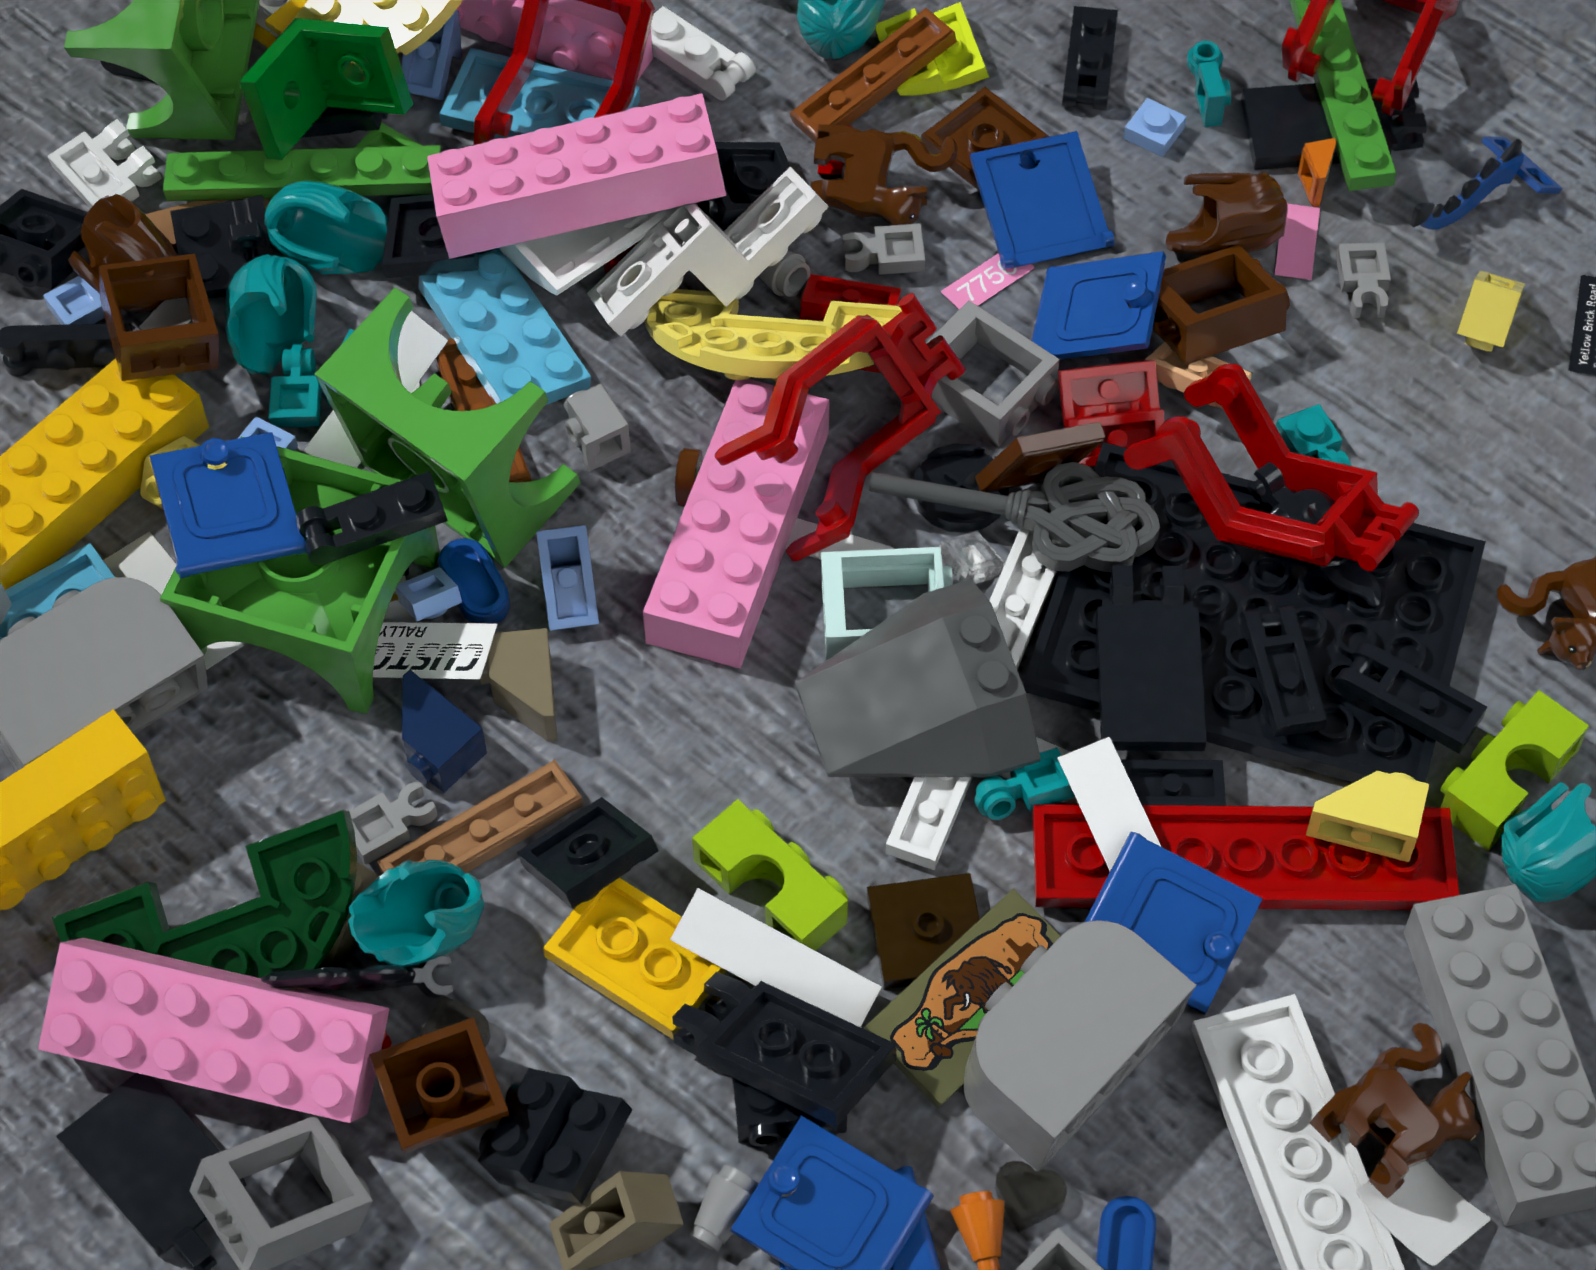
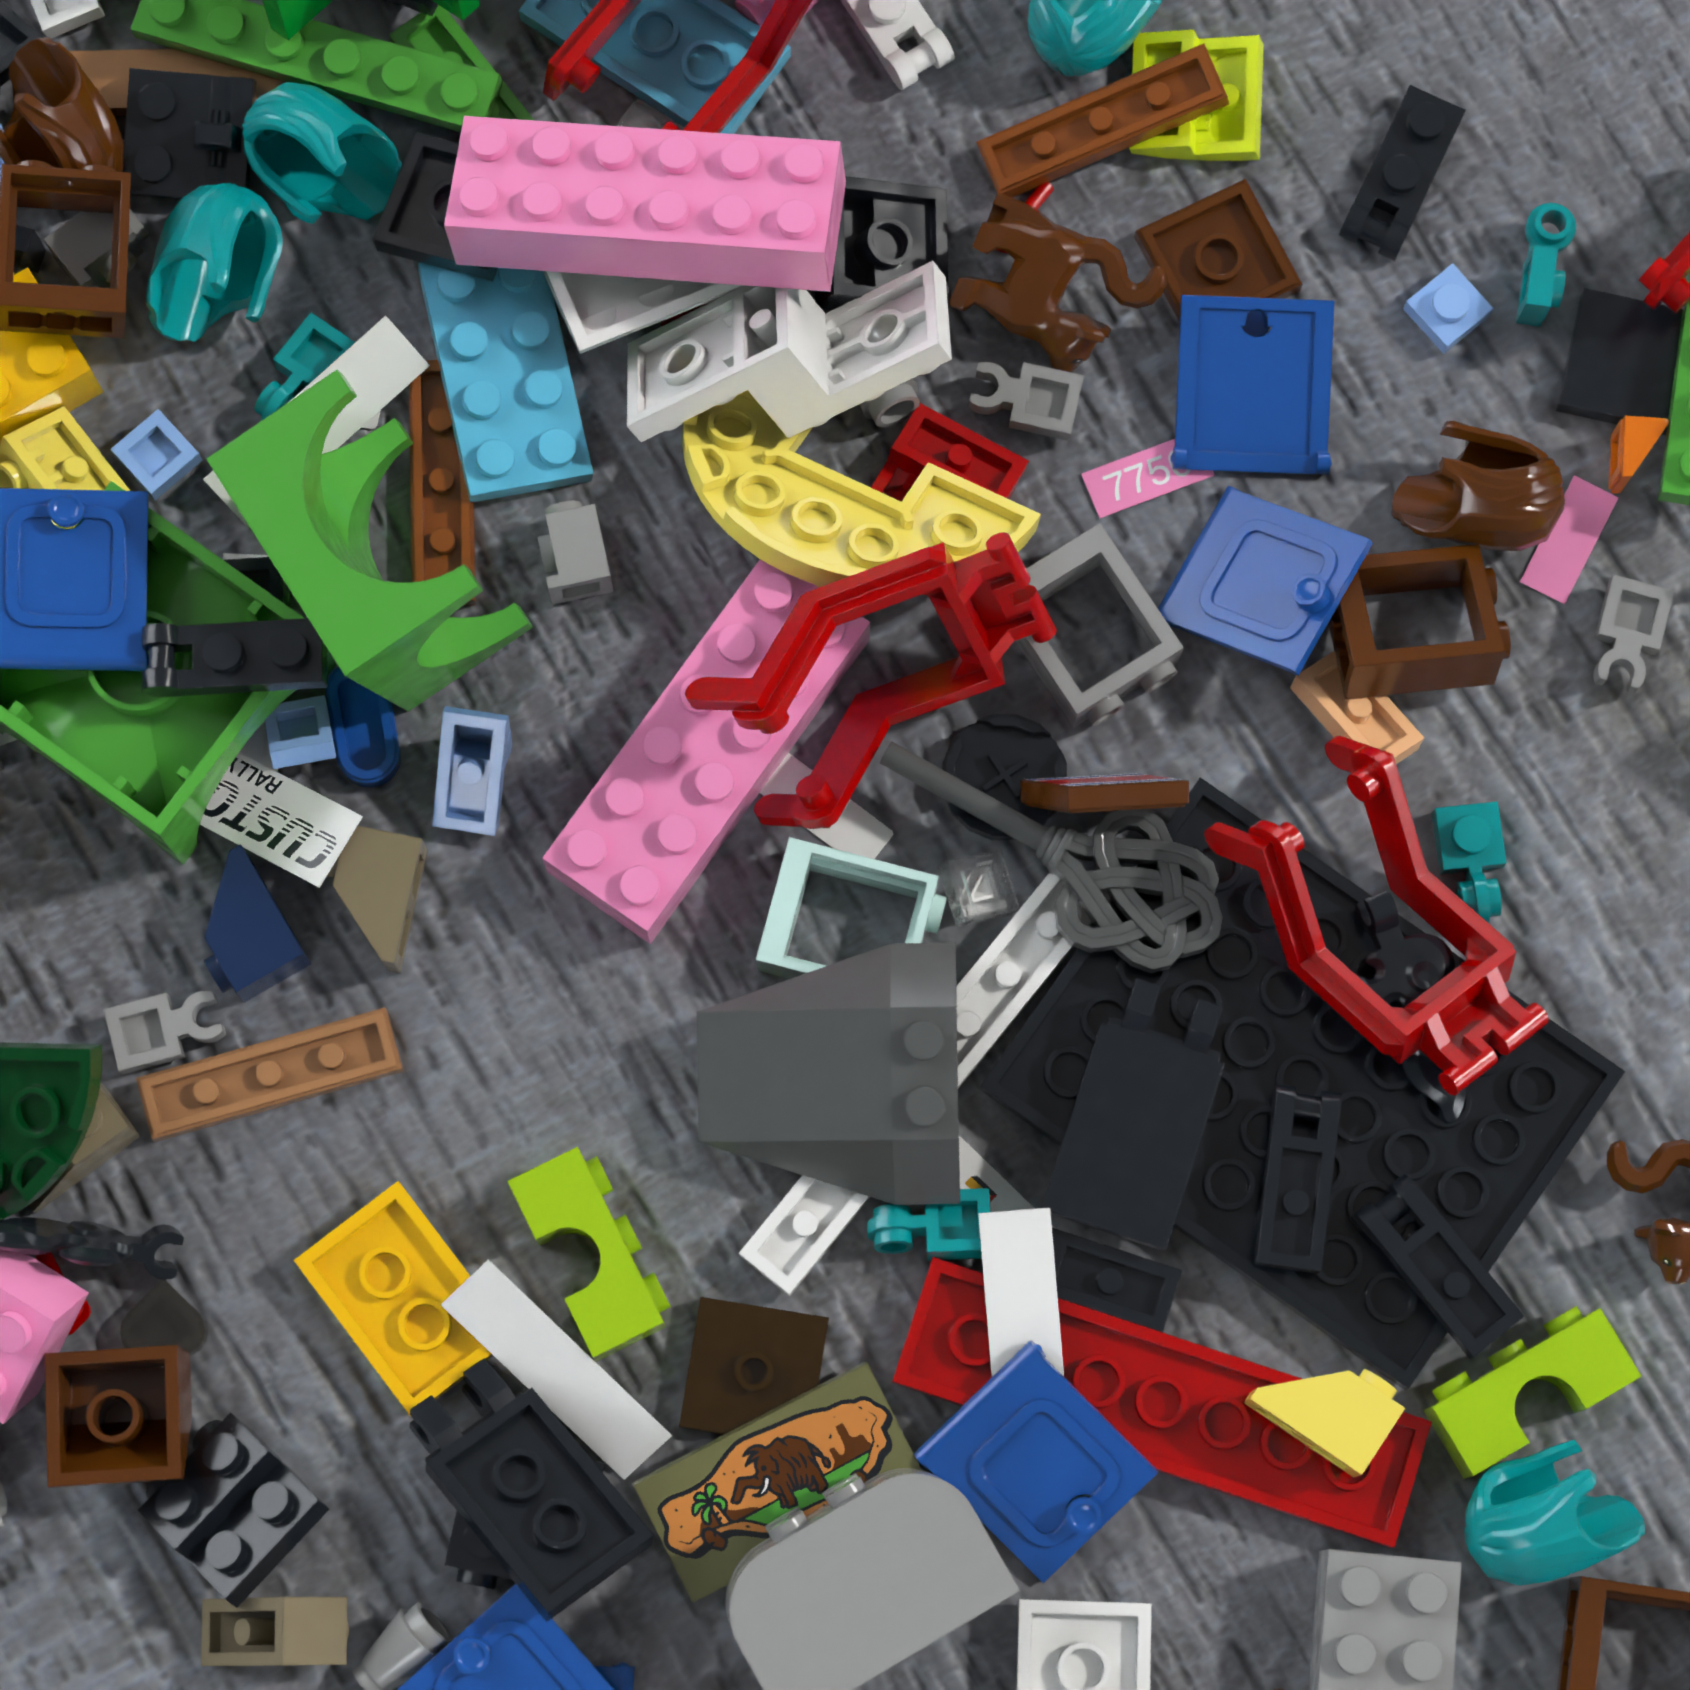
camera: 15 degrees right, 20 degrees up
(297, 394) = (218, 393): teal plate -> none
(416, 912) = (151, 1183): teal hair -> none
(587, 852) = (381, 1154): black hinge -> none
(686, 473) = (669, 657): reddish brown tile -> none
(1115, 395) = (1232, 731): red slope -> none

